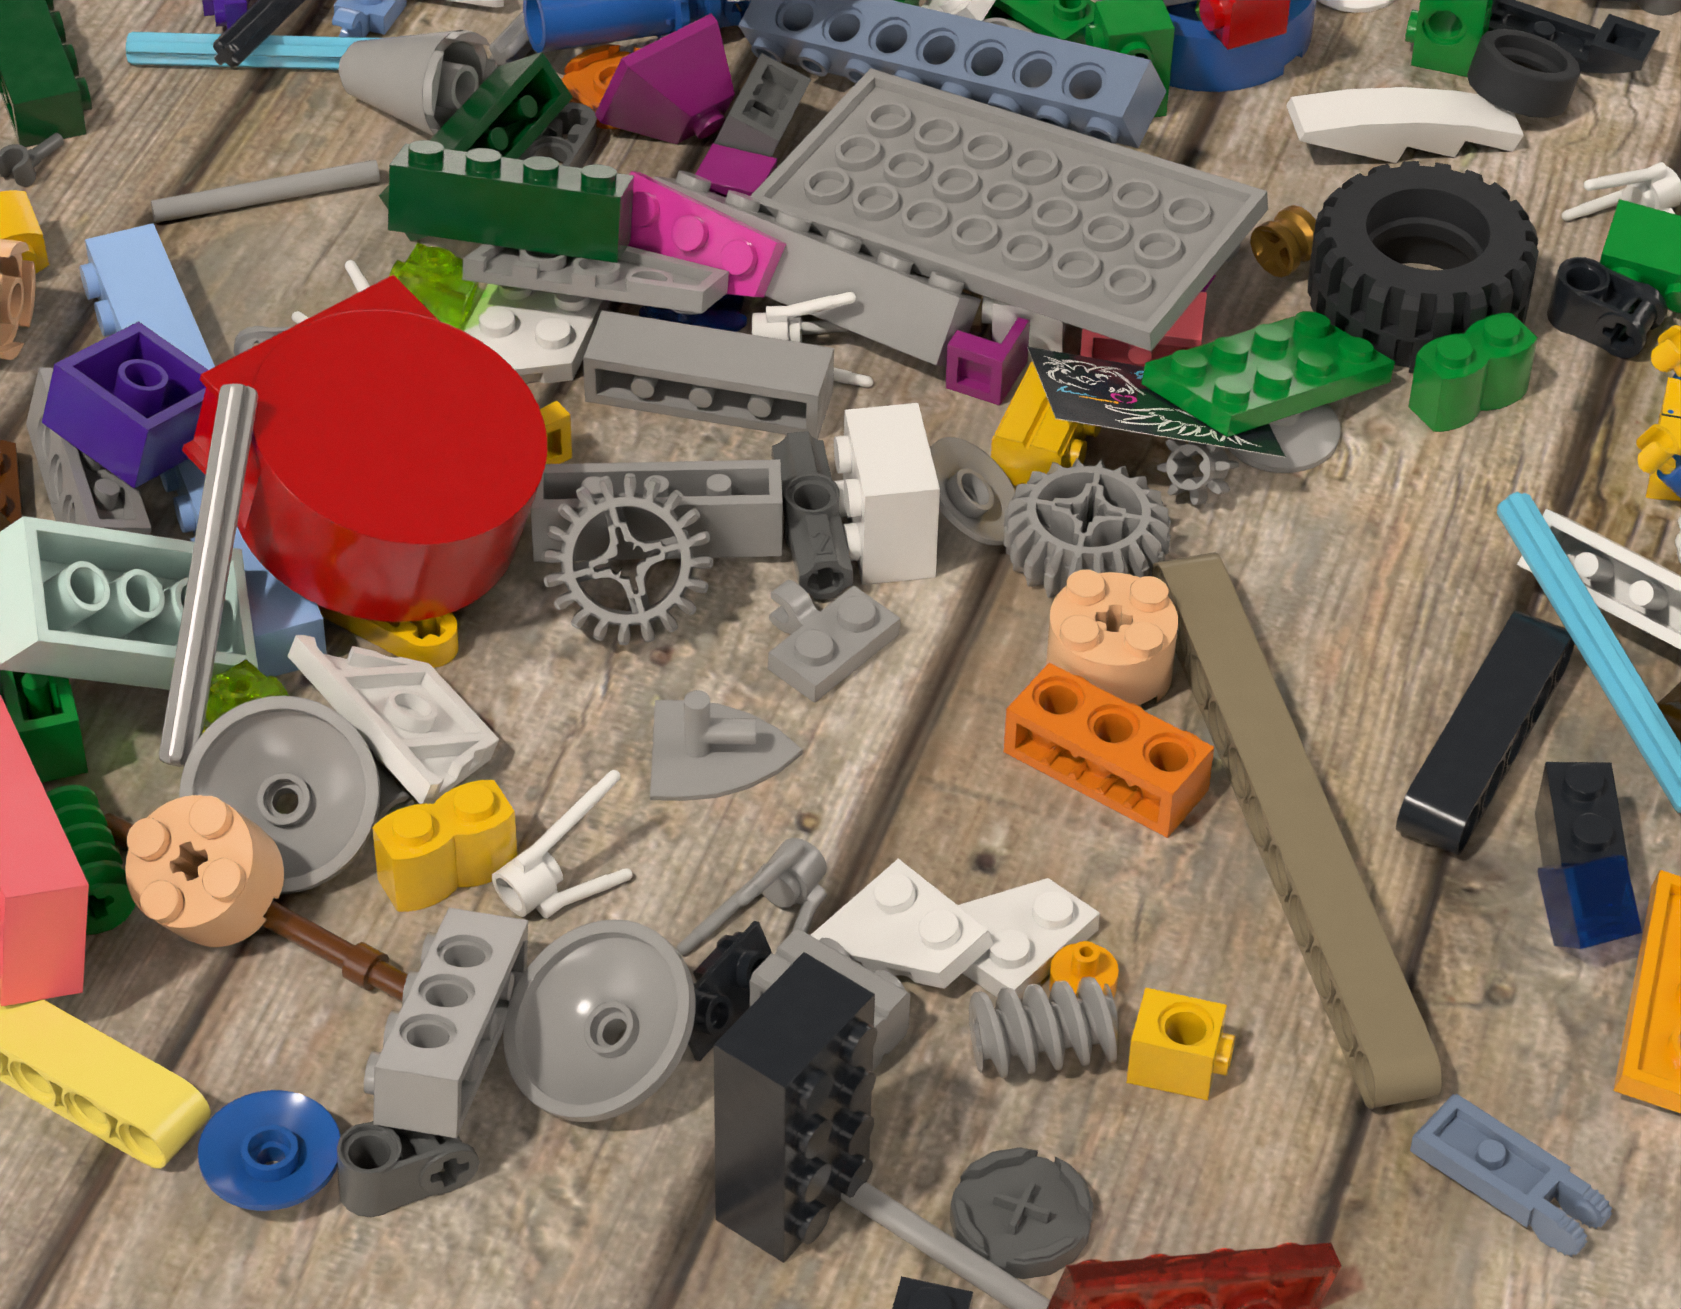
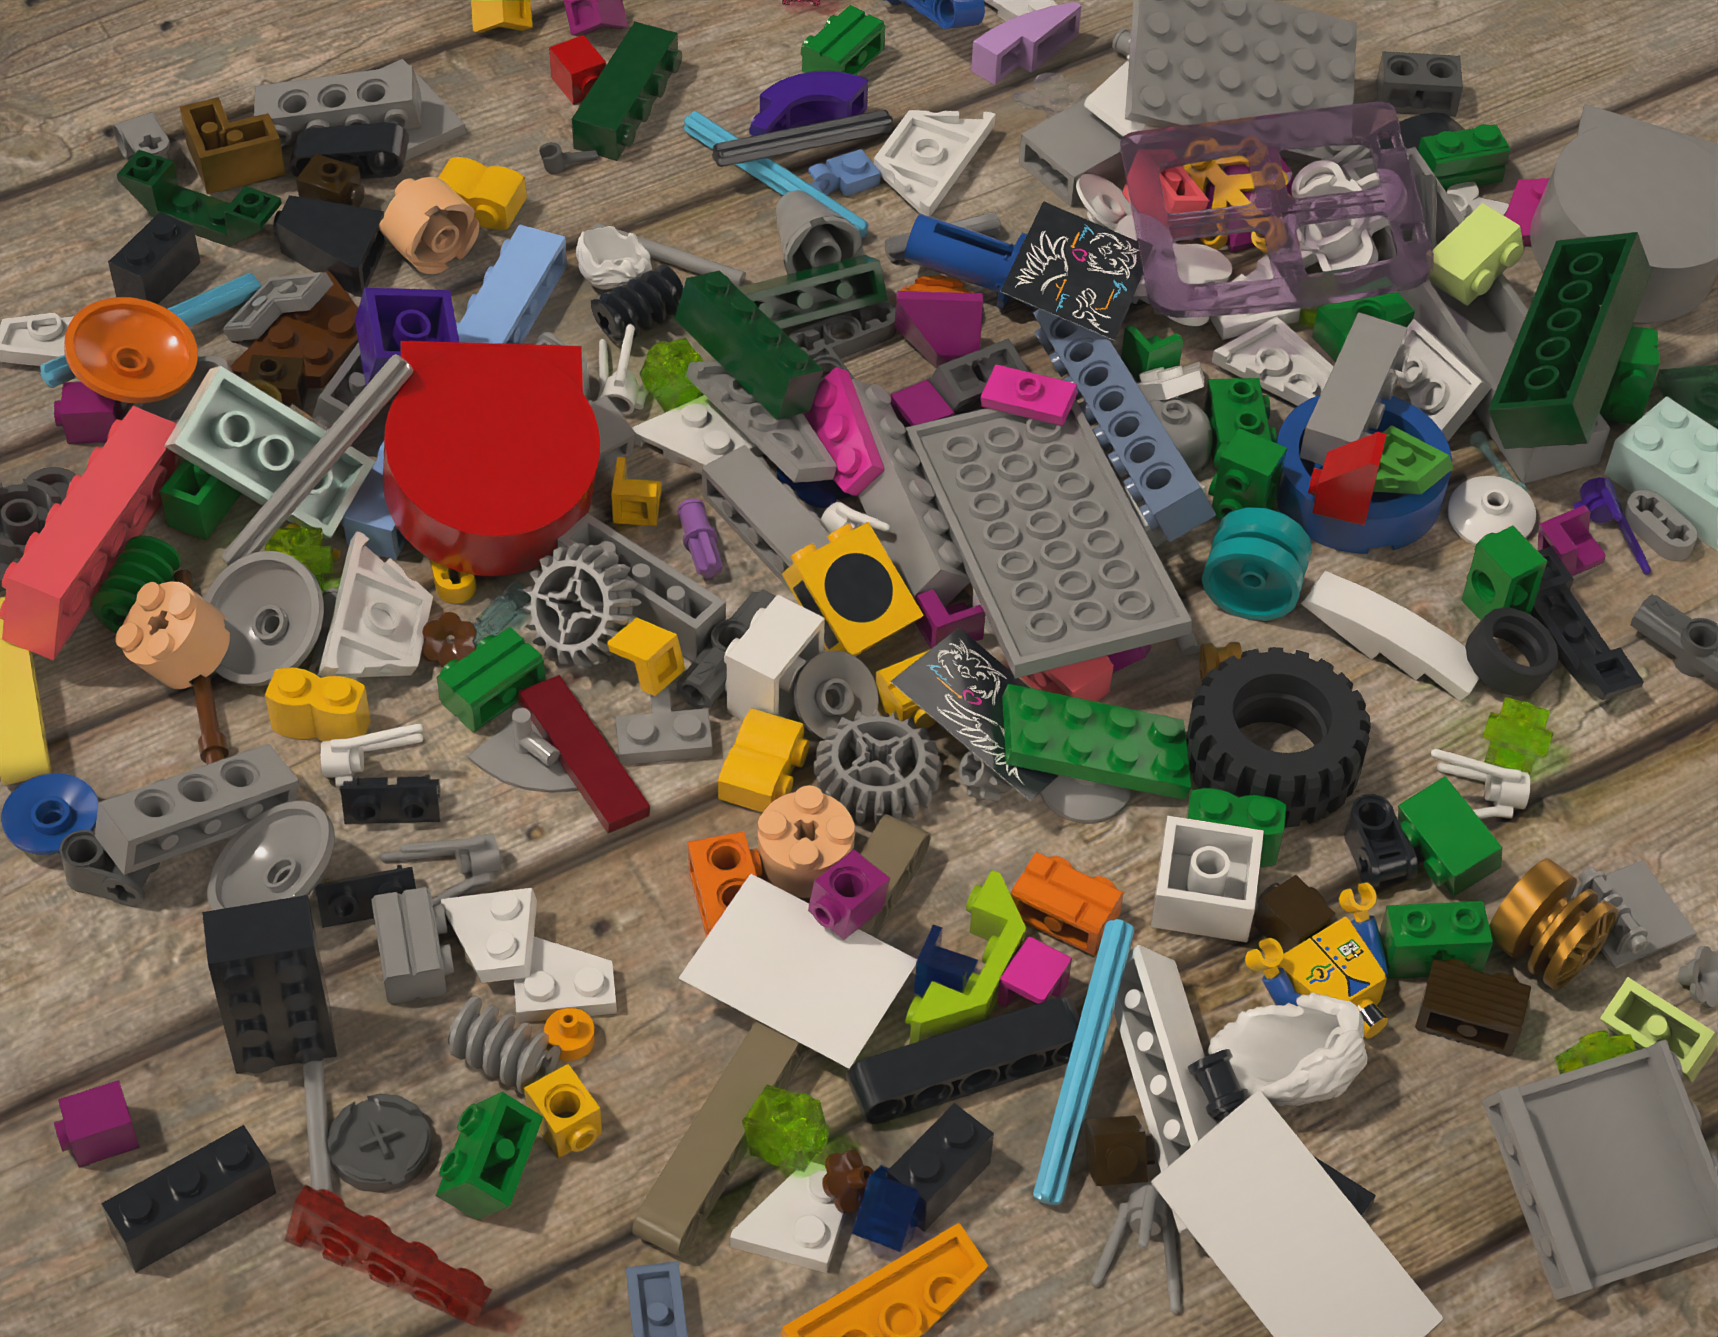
camera: 40 degrees right, 5 degrees up
(223, 223) = (611, 258): none -> white hair
(309, 248) = (638, 303): none -> black piece
(516, 691) = (438, 644): none -> reddish brown plant
(518, 642) = (501, 611): none -> clear light blue axle
(594, 700) = (489, 678): none -> green brick
(639, 433) = (699, 538): none -> medium lavender axle
(644, 878) = (377, 802): none -> black hinge
(754, 550) = (653, 651): none -> yellow panel
(782, 710) = (584, 754): none -> dark red tile
(847, 92) = (1029, 395): none -> dark pink plate
(880, 360) = (853, 589): none -> yellow brick
(970, 598) = (762, 760): none -> yellow brick
(1168, 1130) = (488, 1155): none -> green brick
(1231, 120) = (1257, 564): none -> teal wheel
(1236, 642) = (848, 894): none -> magenta brick
(1255, 750) = (797, 975): none -> white sticker
(1369, 589) = (993, 919): none -> lime slope
(1369, 674) = (942, 965): none -> clear blue panel
(1405, 535) = (1066, 902): none -> orange brick
(1417, 897) = (786, 1128): none -> clear neon green brick
(1456, 608) = (1035, 973): none -> dark pink panel
(1503, 980) = (793, 1223): none -> white wing
(1510, 426) = (1207, 879): none -> white brick
(1521, 905) = (846, 1180): none -> reddish brown plant
(1610, 415) = (1292, 913): none -> dark brown brick
(1614, 137) = (1517, 735): none -> clear neon green brick

